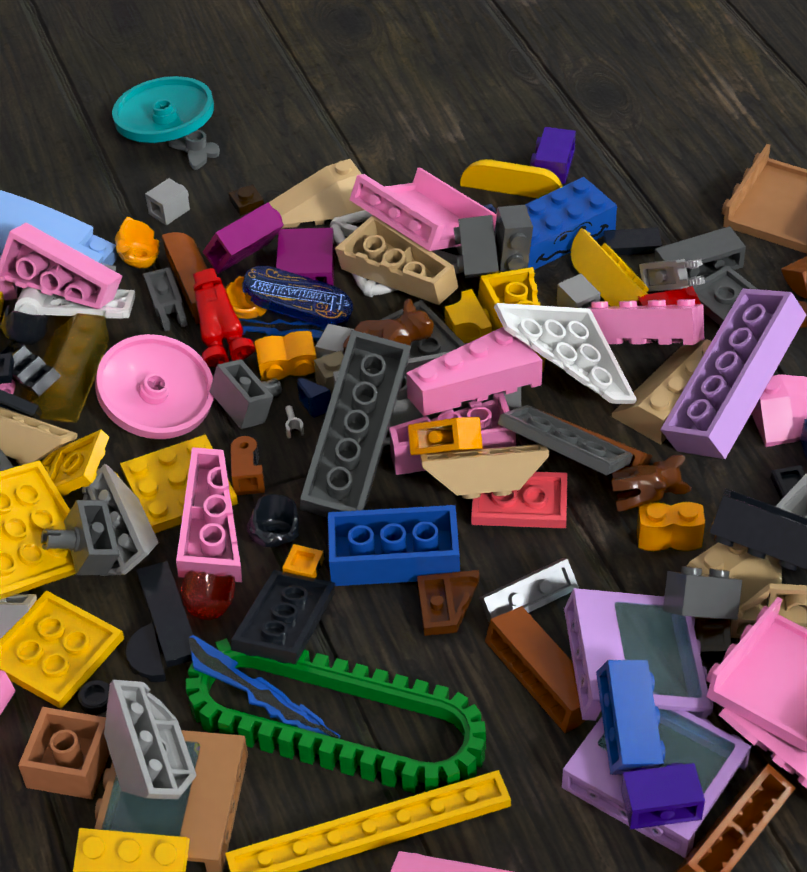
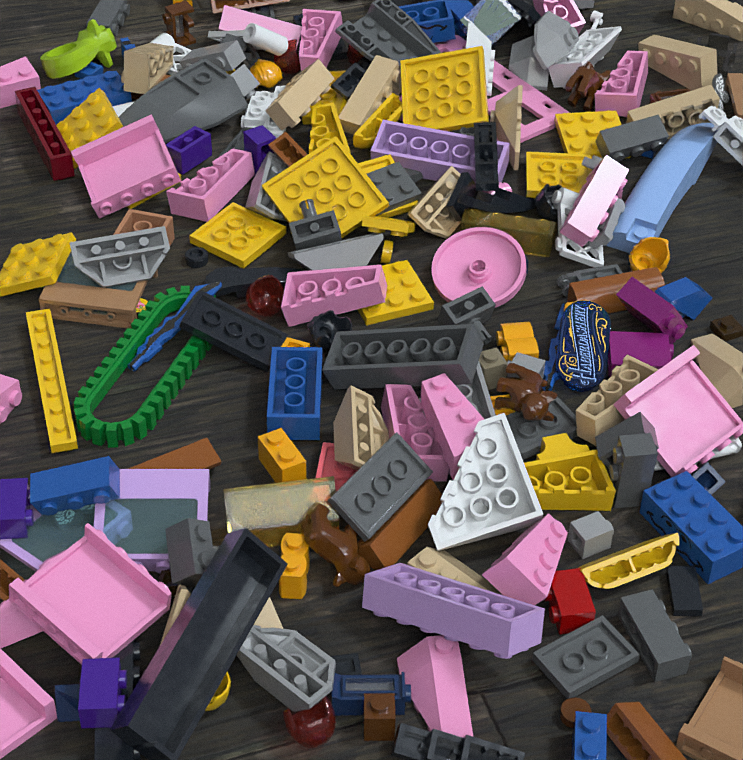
camera: 90 degrees right, 5 degrees down
(167, 201) = (714, 277): light grey brick -> none
(214, 214) = (685, 296): none -> blue slope
(218, 321) = (548, 297): red piece -> none
(245, 467) = (397, 317): dark orange leg -> none
(445, 436) = (383, 407): light orange slope -> none
(445, 600) = (241, 424): reddish brown wing -> none
(506, 552) = (281, 457): none -> light orange brick
(531, 590) = (237, 465): flat silver plate -> none
(603, 536) = (277, 508): none -> clear yellow slope
(670, 274) = (606, 591): light grey hinge -> none

